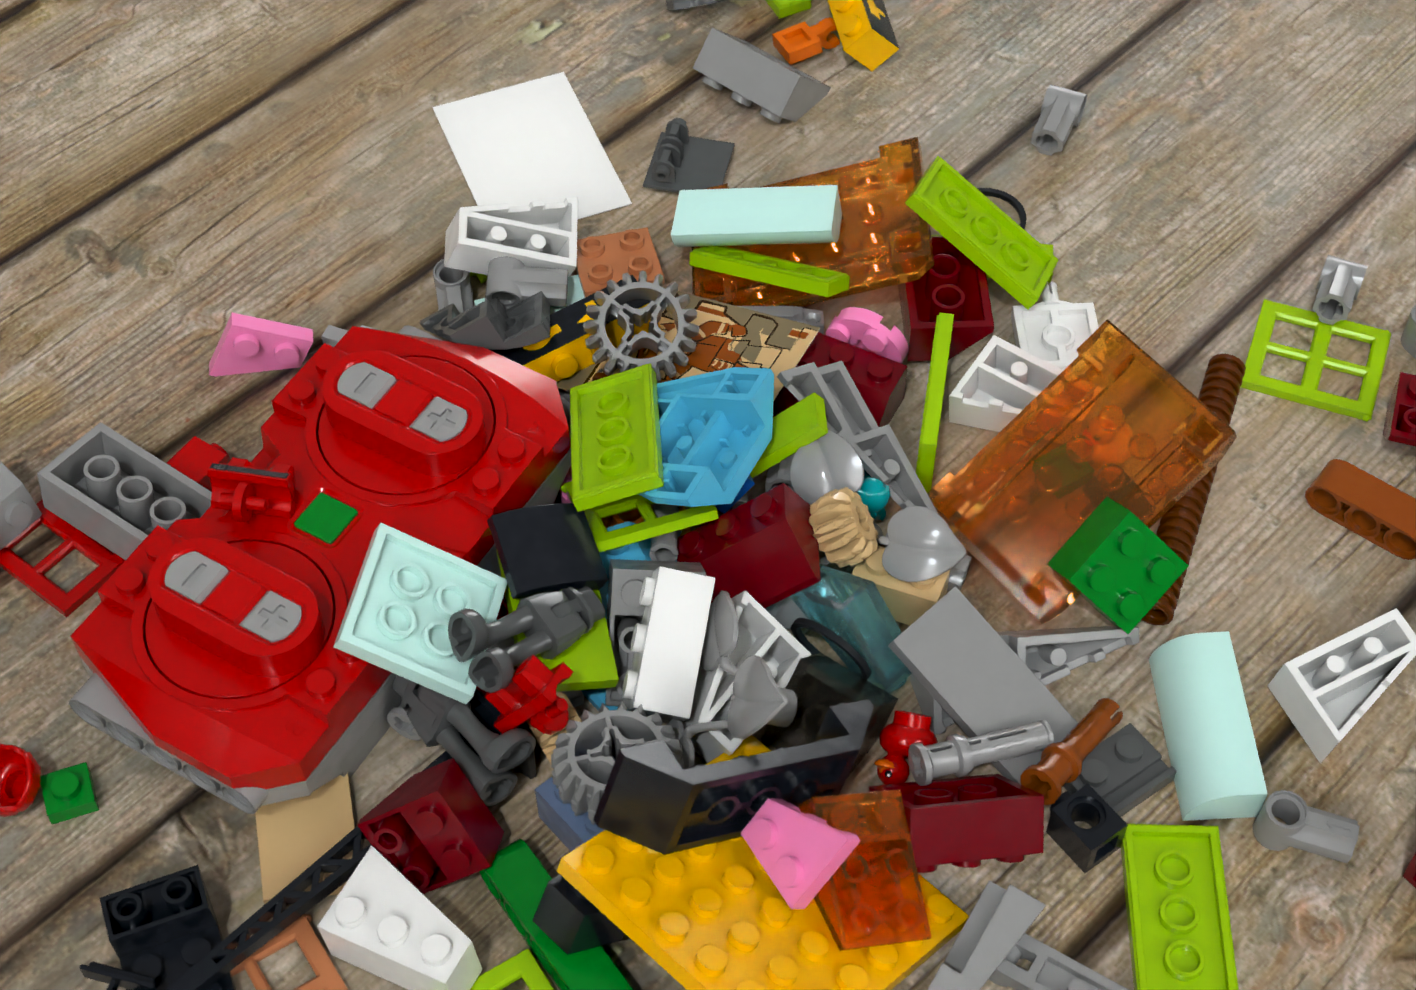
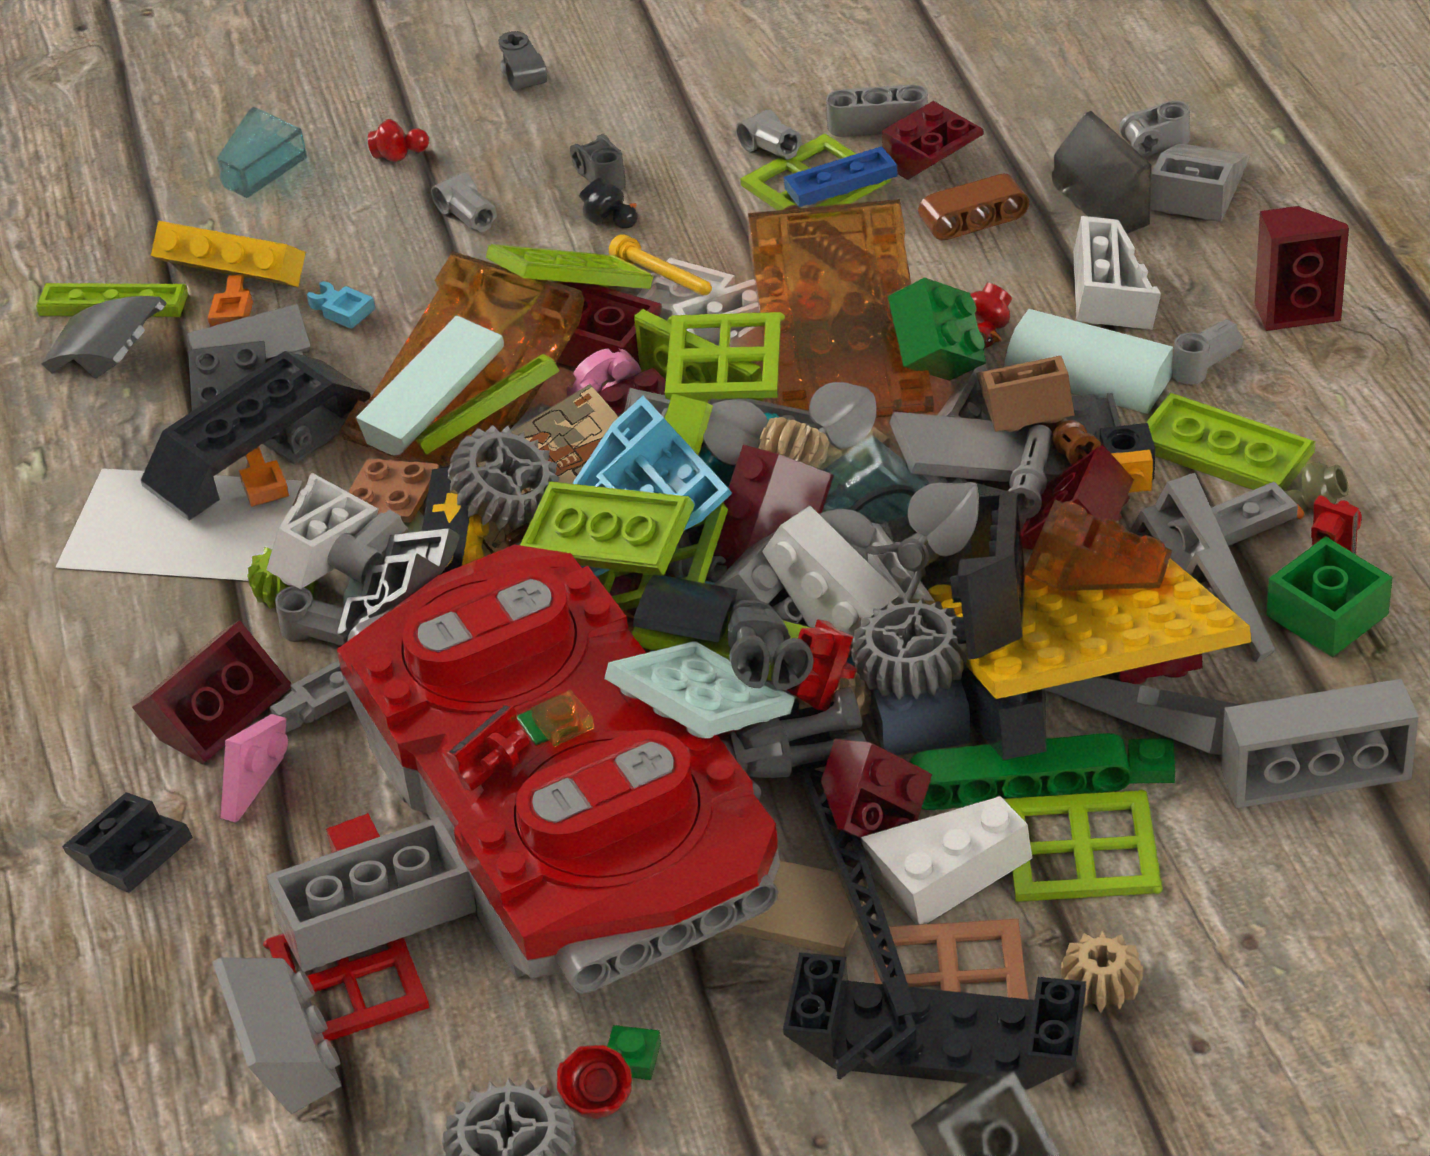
camera: 55 degrees left, 10 degrees down
(147, 318) = (127, 842): none -> black slope
(324, 526) = (562, 718): none -> clear orange plate
(328, 282) = (213, 694): none -> dark red slope
(601, 176) = (262, 480): none -> orange plate
(656, 124) = (239, 422): none -> black slope
(696, 88) = (221, 367): none -> dark grey hinge
(796, 849) = (1069, 565): bright pink wing -> none
(859, 110) = (343, 307): none -> medium azure plate
(925, 406) = (723, 355): none -> lime window
(1061, 846) = (1139, 466): none -> light orange plate
(1080, 268) = (630, 251): none -> yellow piece
(1087, 684) = (1027, 393): none -> medium nougat slope
(1098, 29) = (393, 143): none -> red animal
(1135, 213) = (604, 199): none -> black animal
(1191, 186) = (599, 160): none -> dark grey piece
(1219, 601) = (992, 311): none -> red animal
(1284, 52) = (521, 61): none -> dark grey piece
(1320, 375) = (840, 176): none -> blue plate

